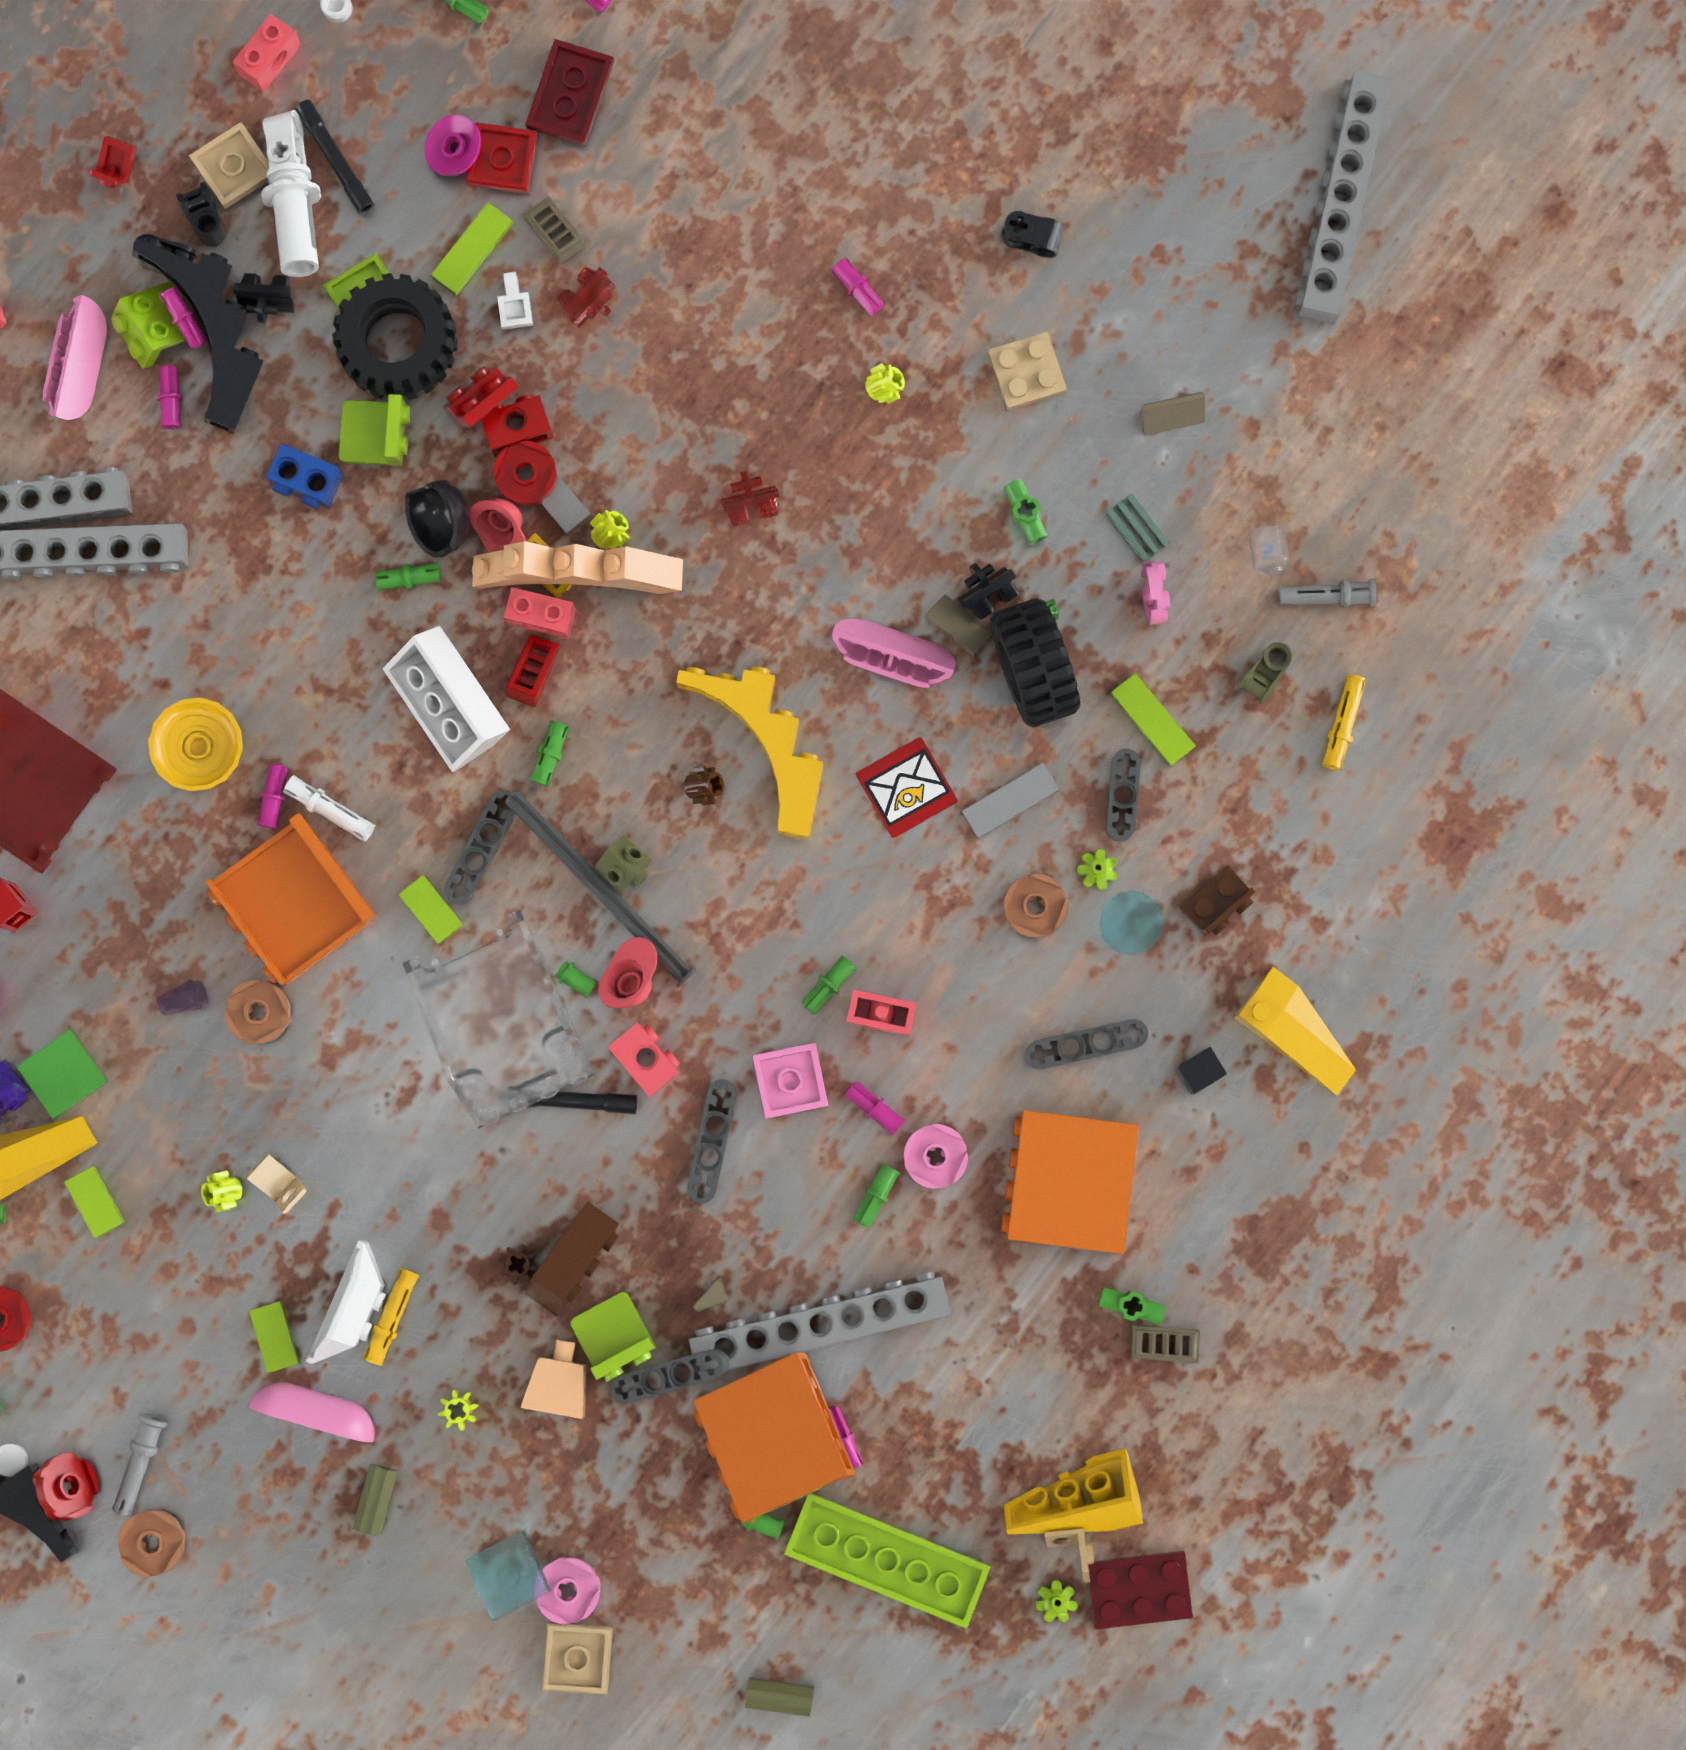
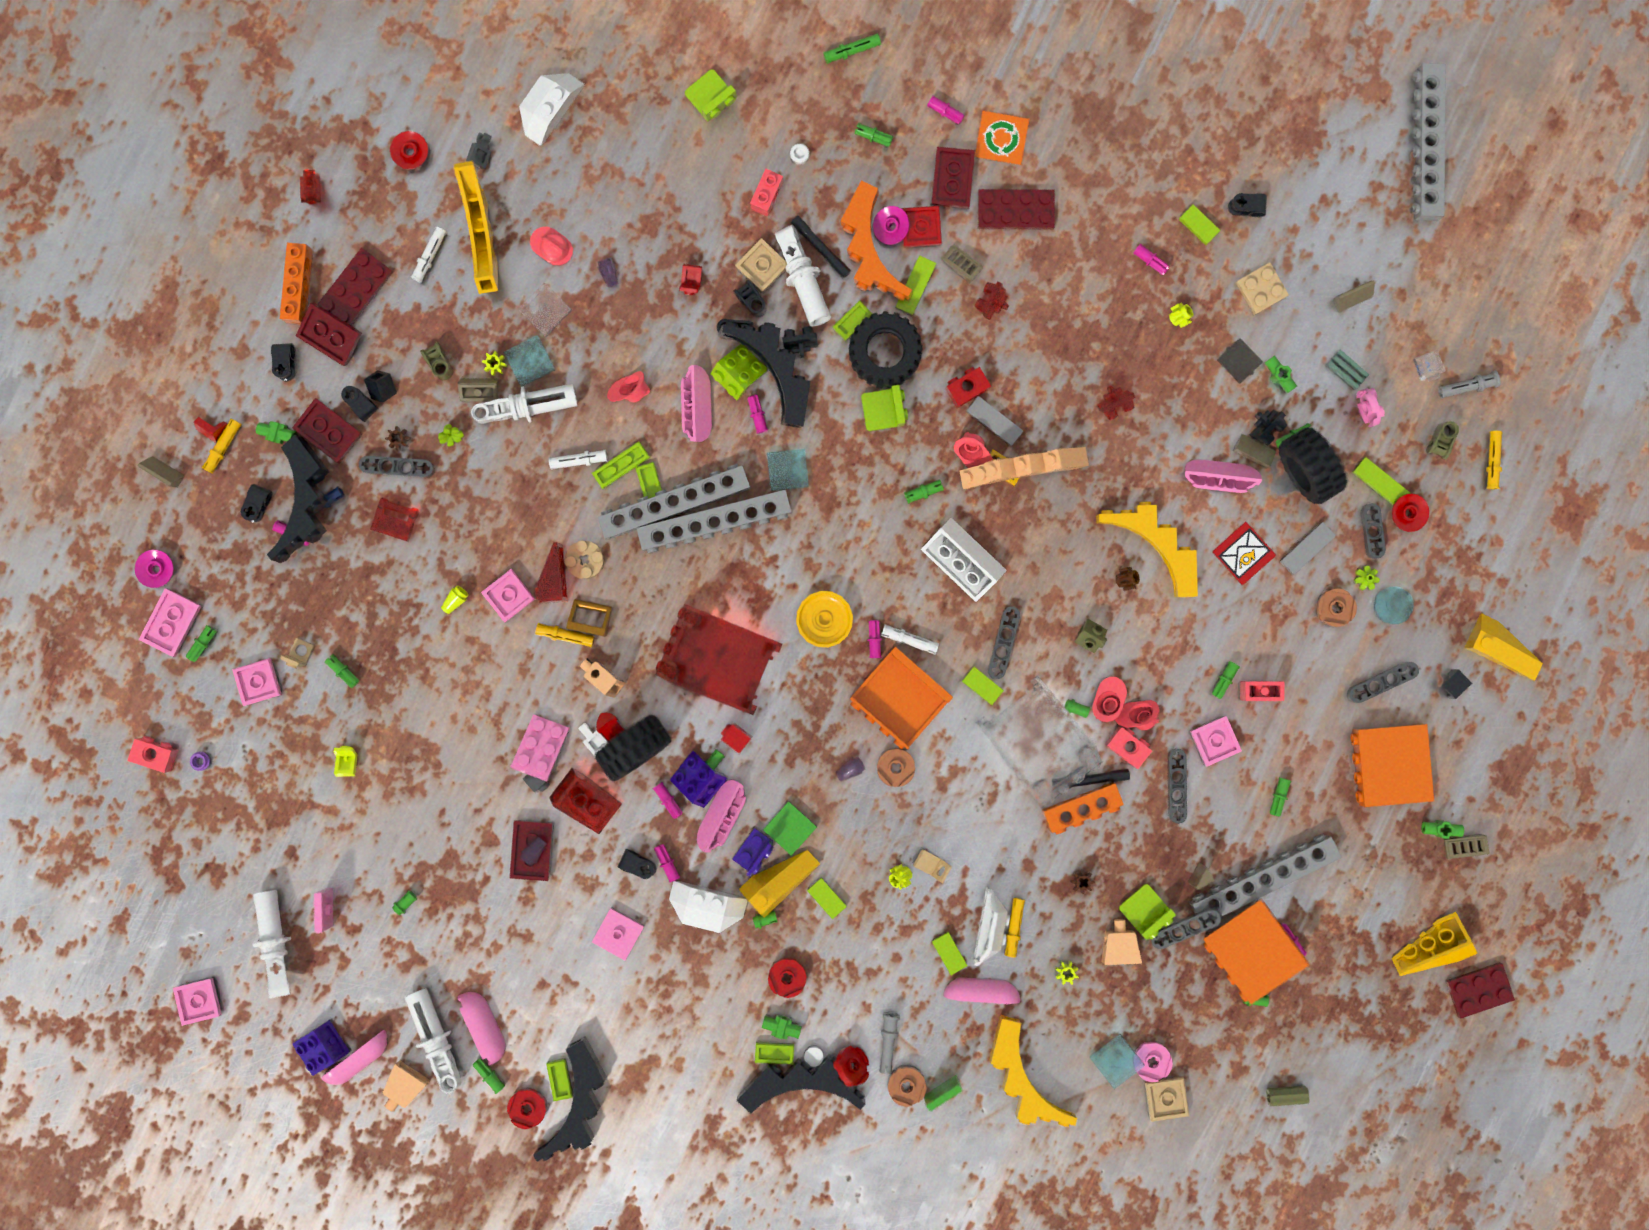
camera: 10 degrees left, 5 degrees up
(183, 317) = (757, 365): dark pink axle -> none
(198, 496) = (787, 470): none -> clear light blue tile
(203, 1564) = (942, 1093): none -> bright green tile
(308, 470) = (850, 440): blue brick -> none
(334, 1574) = (1030, 1102): none -> yellow arch
(374, 1499) = (1030, 1034): olive axle -> none
(402, 128) = (871, 271): none -> orange arch
(437, 517) = (936, 453): black cylinder -> none
(480, 397) = (944, 375): red plate -> none
(495, 1143) = (1053, 813): none -> orange brick
(514, 306) = (949, 315): white plate -> none
(516, 457) = (988, 407): red plate -> none
(523, 694) = (1007, 547): red slope -> none
(540, 613) = (1008, 497): coral brick -> none
(549, 753) = (1031, 578): bright green pin -> none
(572, 1259) = (1114, 872): reddish brown wedge -> none
(597, 885) = (1078, 651): dark grey axle -> none
(609, 530) = (1037, 438): neon yellow gear -> none
(660, 163) = (1016, 209): none -> dark red plate
(664, 48) = (1001, 137): none -> orange sticker
(673, 1010) = (1139, 714): none -> coral piece
(874, 1107) = (1268, 746): dark pink axle -> none
(887, 1560) = (1333, 1005): lime plate -> none
(948, 249) = (1199, 224): none -> lime tile
(952, 1149) = (1315, 776): bright pink plate -> none
(967, 477) = (1239, 360): none -> clear smoke piece
(1048, 1600) = (1433, 1007): lime plant -> none
(1074, 1537) = (1447, 976): tan bracket -> none
(1203, 774) = (1418, 512): none -> red dish
(1217, 901) = (1442, 582): reddish brown bracket -> none

